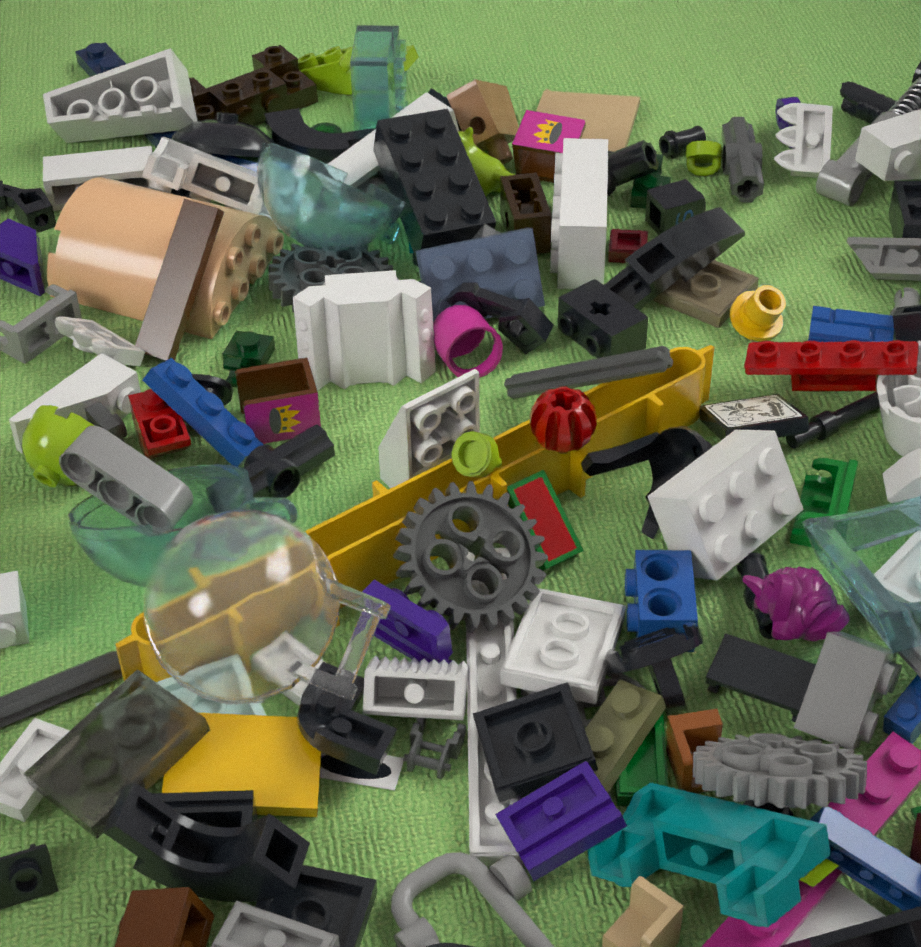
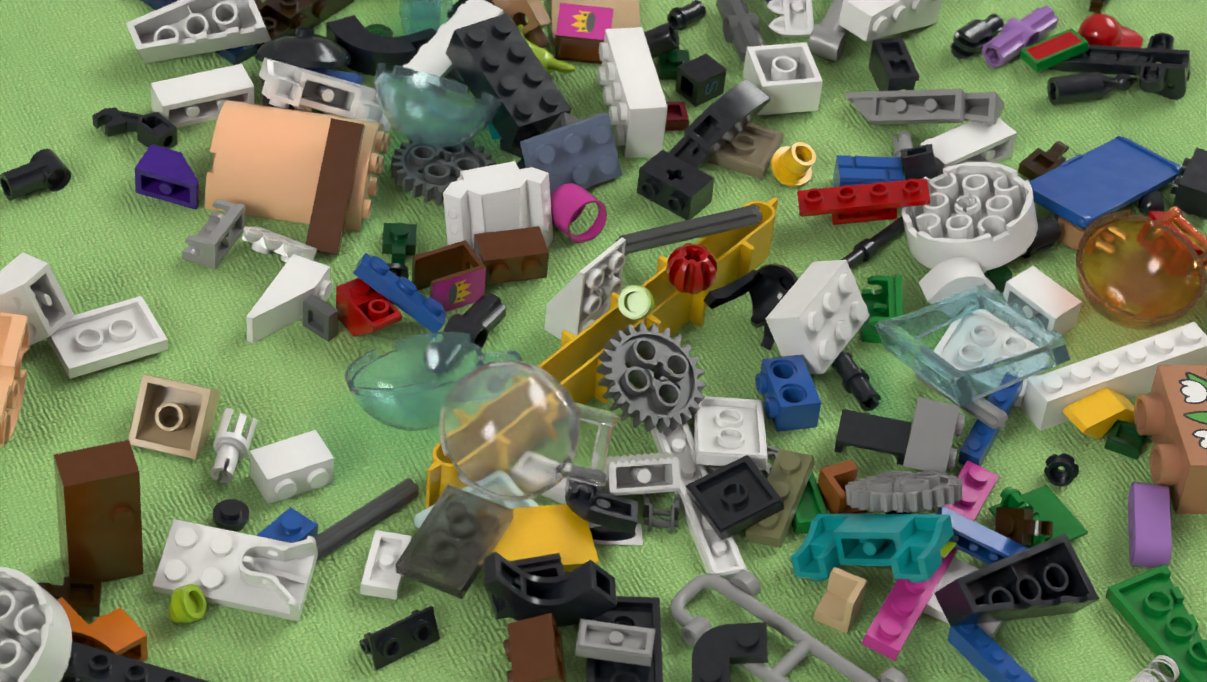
camera: 20 degrees left, 0 degrees up
(47, 439) = (298, 334): lime cylinder -> none
(126, 479) = (374, 351): light grey beam -> none
(363, 383) = (512, 255): none -> reddish brown brick
(410, 627) = (627, 438): dark purple plate -> none
(518, 319) = (619, 202): black piece -> none
(526, 206) = (584, 90): dark brown brick -> none
(552, 522) = (681, 325): red tile -> none
(560, 820) = (770, 543): dark purple plate -> none
(656, 651) = (800, 429): black tile -> none
(703, 153) = (709, 24): lime tile -> none
(754, 413) = (813, 247): tile -> none
(774, 214) = (786, 76): none -> white brick
(798, 603) = (886, 382): magenta hair -> none

